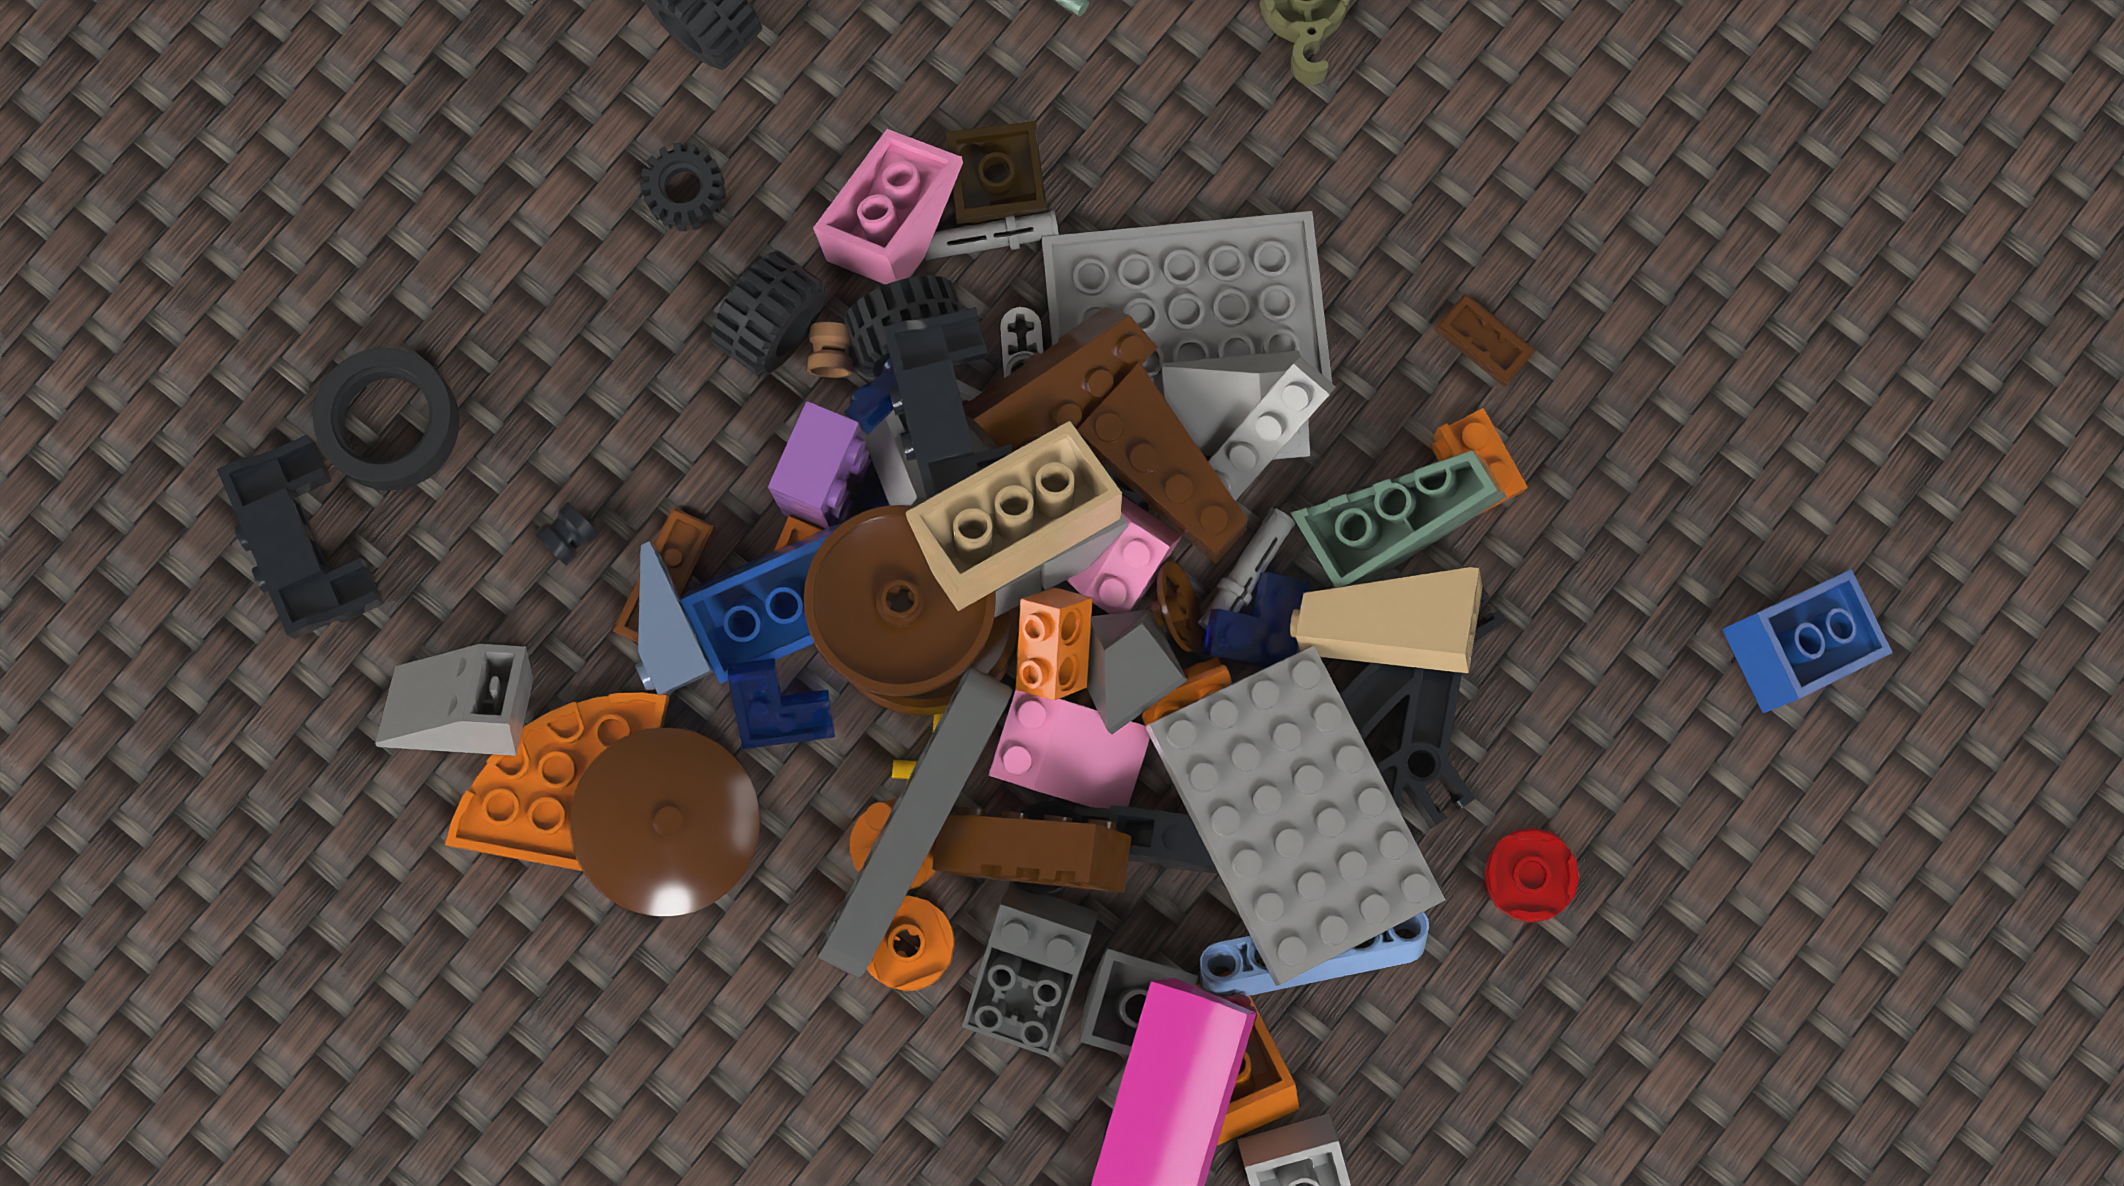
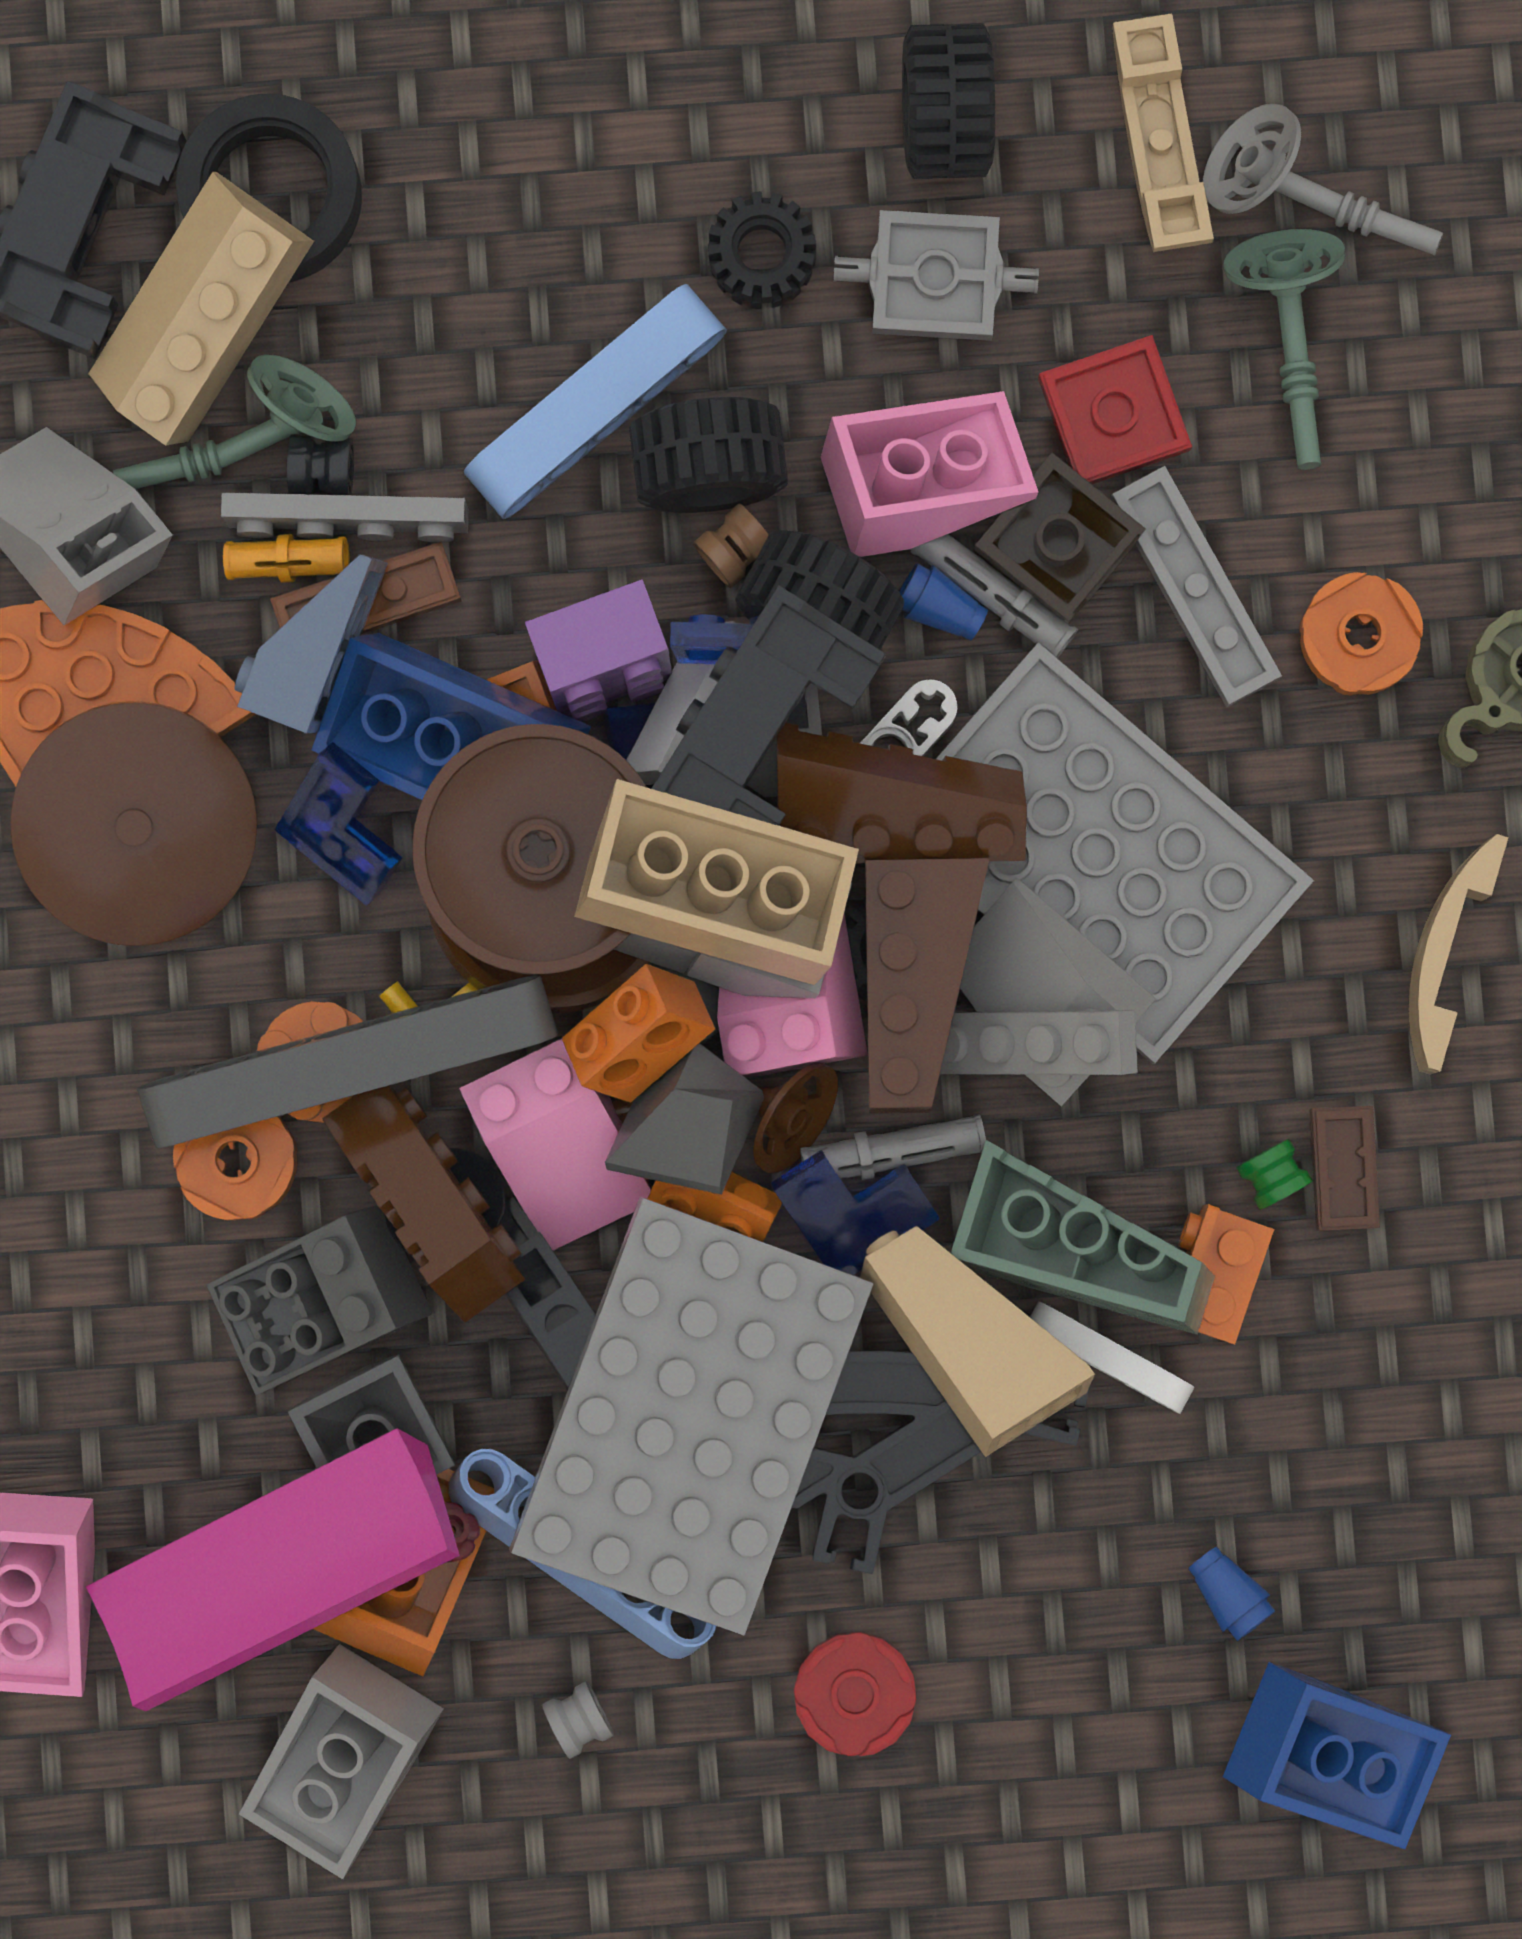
camera: 45 degrees right, 5 degrees up
(414, 517) = (198, 311): none -> tan slope
(520, 513) = (293, 409): none -> sand green dish
(594, 557) = (371, 516): none -> light grey plate
(598, 600) = (285, 558): none -> light orange pin
(677, 352) = (595, 401): none -> light blue beam
(788, 108) = (936, 275): none -> light grey plate
(953, 82) = (1115, 411): none -> red tile
(970, 268) = (940, 603): none -> blue cone
(1094, 127) = (1197, 588): none -> light grey plate
(1212, 88) = (1368, 600): none -> orange plate
(1404, 1042) = (577, 1719): none -> light grey wheel
(1447, 223) = (1431, 1024): none -> tan slope
(1453, 379) = (1274, 1174): none -> green wheel
(1482, 556) = (1114, 1359): none -> white beam
(1665, 615) = (1231, 1594): none -> blue cone

